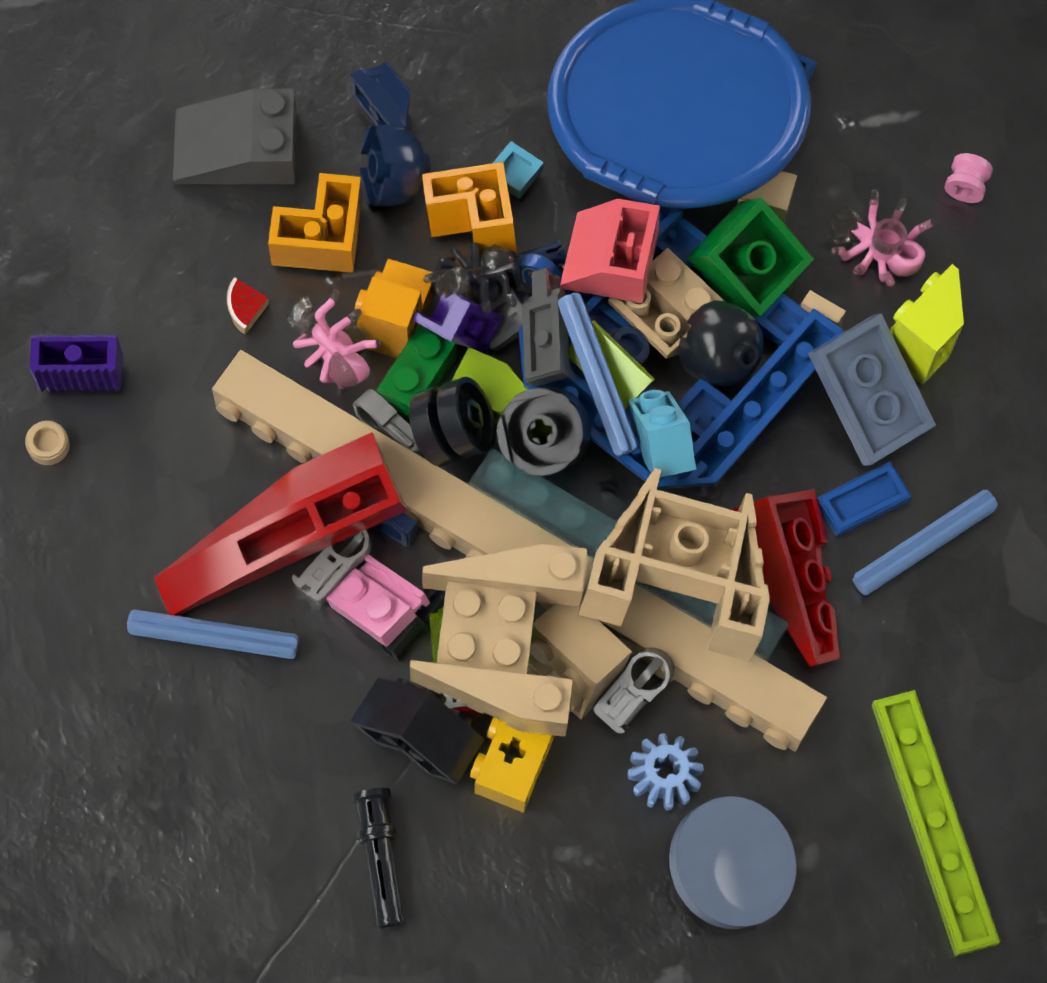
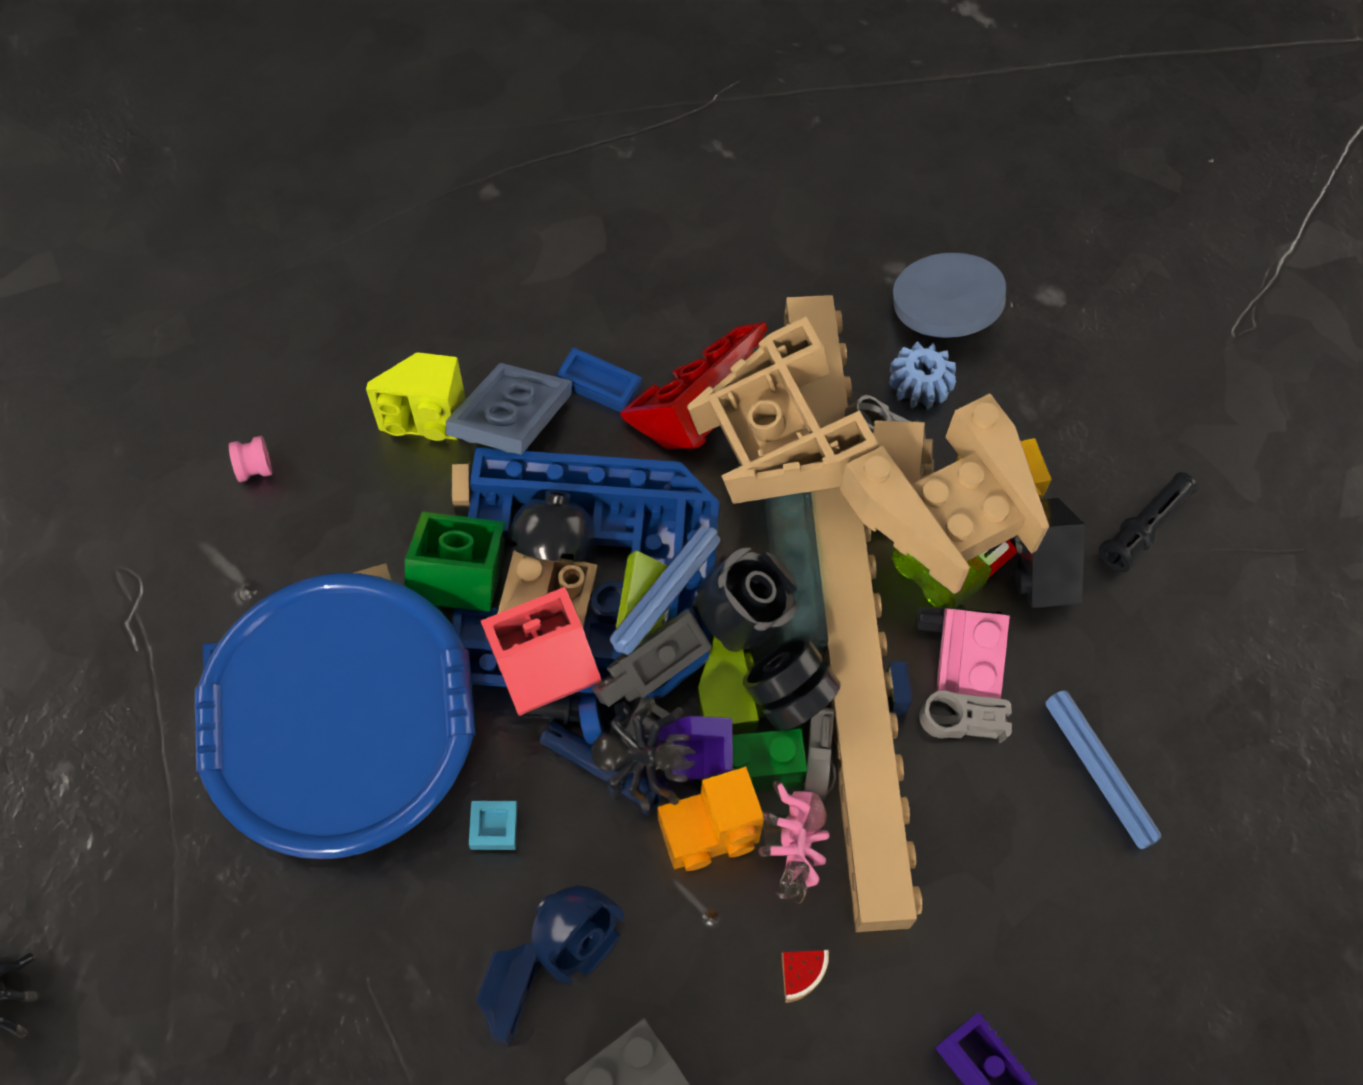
camera: 125 degrees left, 5 degrees down
(47, 442) = (1068, 1048): tan tile -> none
(287, 522) = (980, 754): red wedge -> none
(321, 236) = (689, 935): light orange brick -> none
(471, 201) = (555, 817): light orange brick -> none
(662, 433) = (677, 512): medium azure slope -> none
(886, 241) = (360, 482): animal -> none
(925, 542) = (602, 320): medium blue axle -> none
(935, 824) = (804, 209): lime tile -> none

